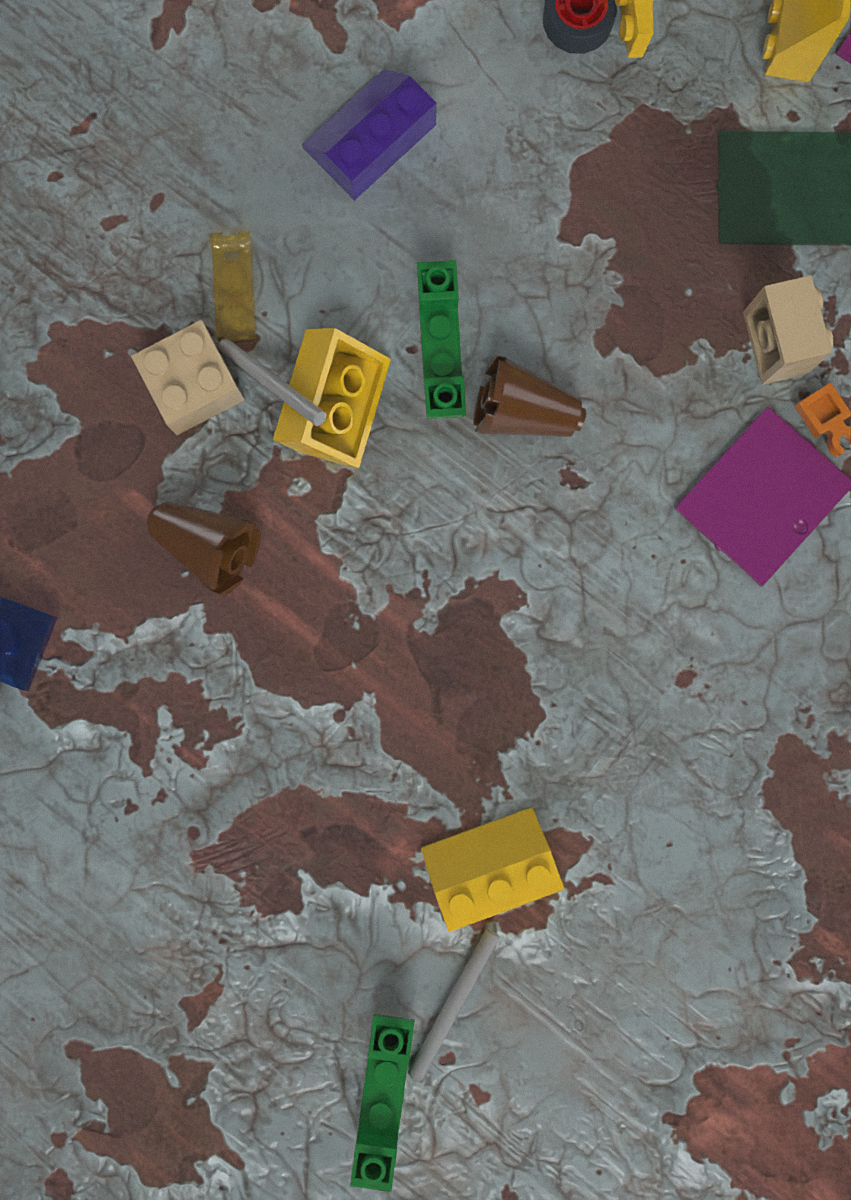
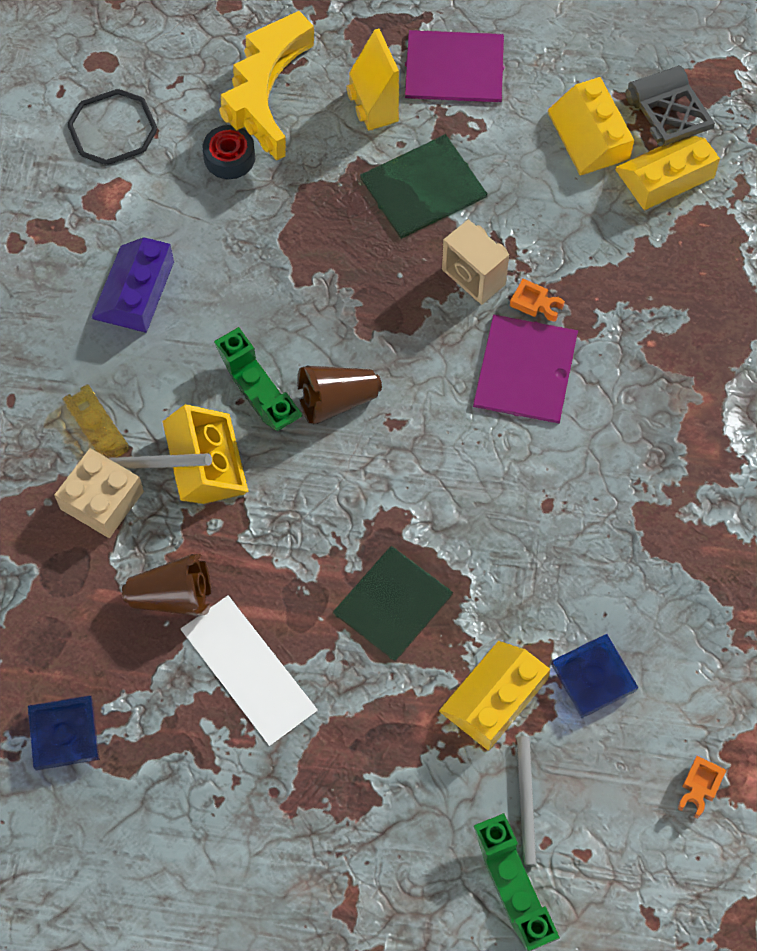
camera: 30 degrees left, 20 degrees down
(243, 680) = (249, 670): none -> white sticker
(443, 694) = (393, 603): none -> clear green piece
(612, 913) = (594, 675): none -> clear blue plate
(656, 1101) = (702, 783): none -> orange plate

